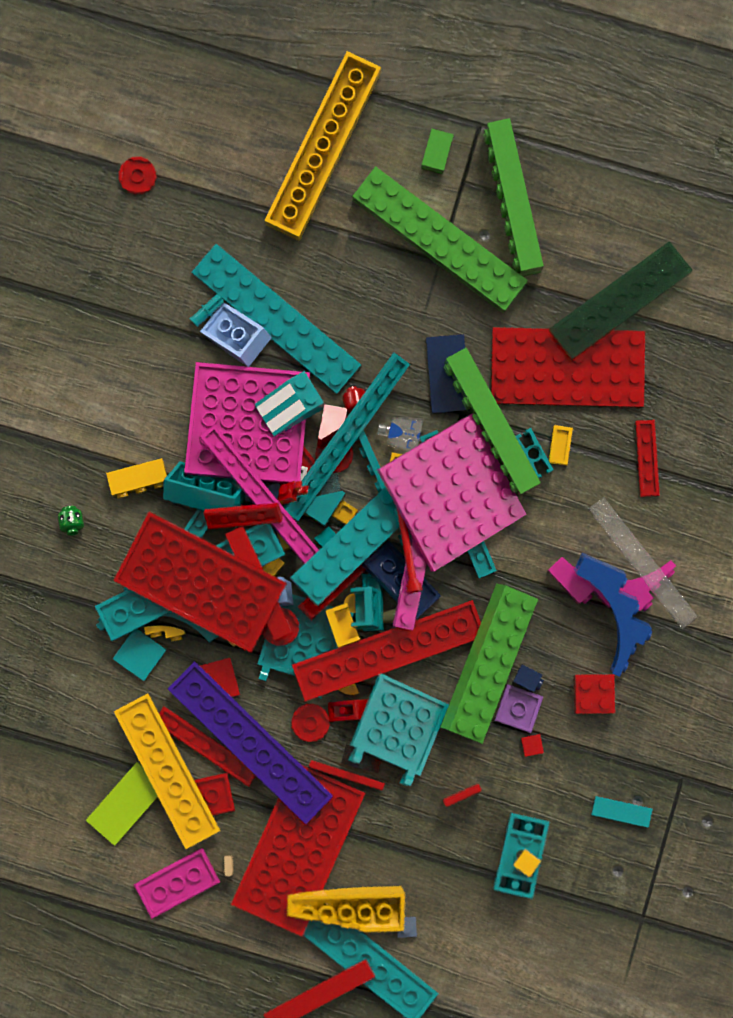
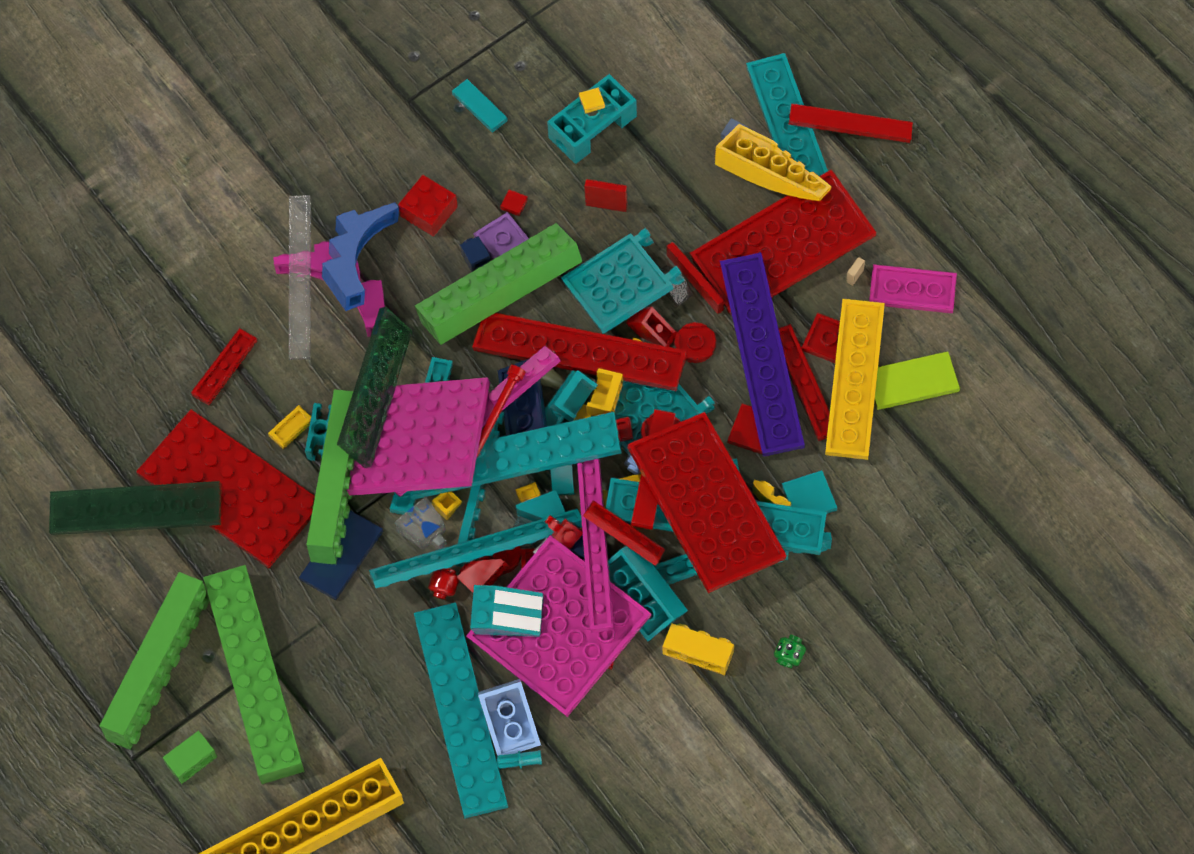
camera: 140 degrees left, 20 degrees down
(513, 507) = (374, 387): none -> clear green plate

